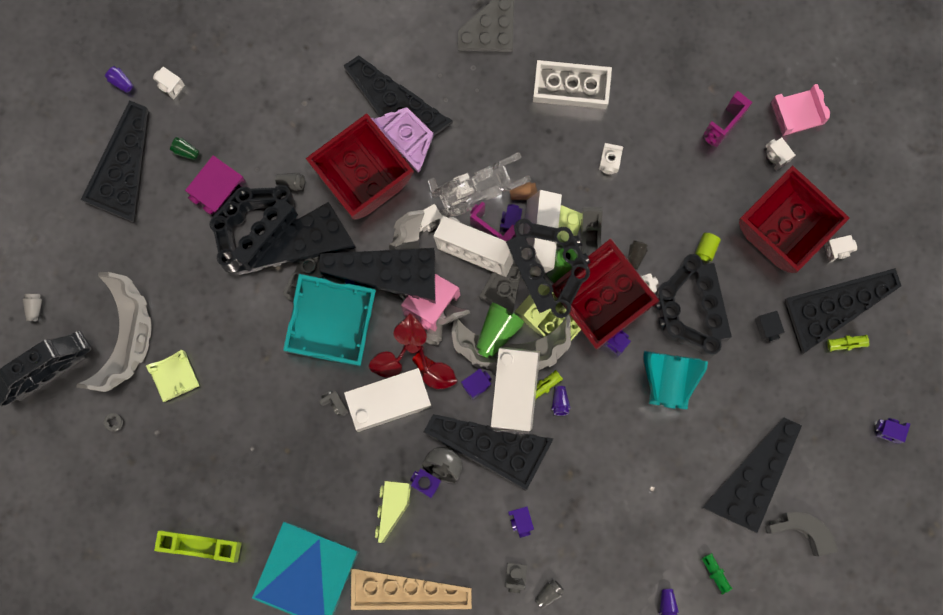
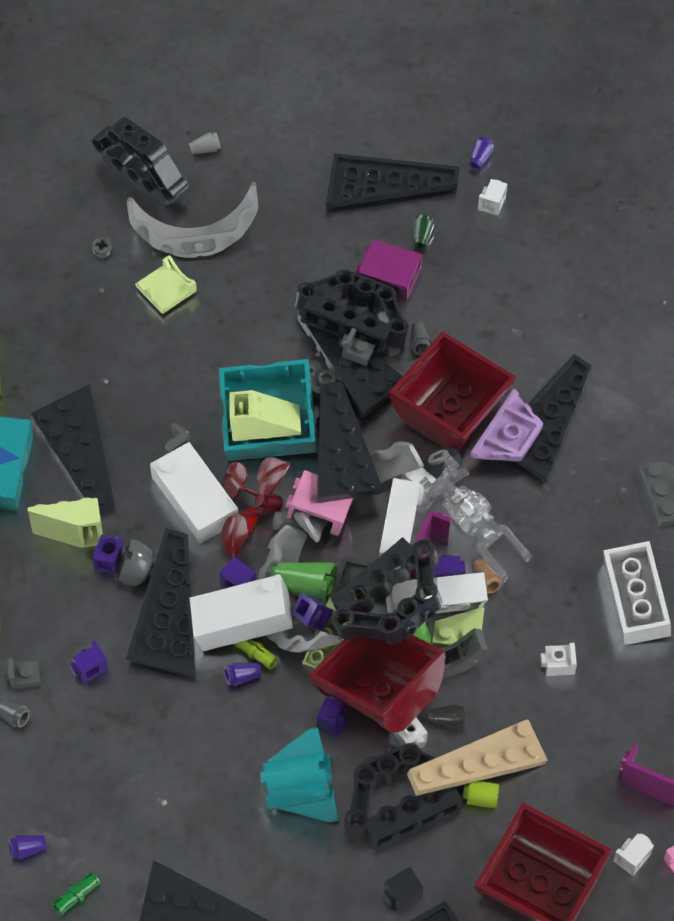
camera: 75 degrees right, 20 degrees down
(291, 233) = (356, 349): none -> dark grey bracket
(302, 488) = (75, 439): none -> black wing
(339, 325) = (262, 416): none -> yellowish green slope
(417, 195) = (434, 463): none -> black wheel
(532, 333) = (312, 612): none -> dark purple brick
(682, 229) = (492, 756): none -> tan wing

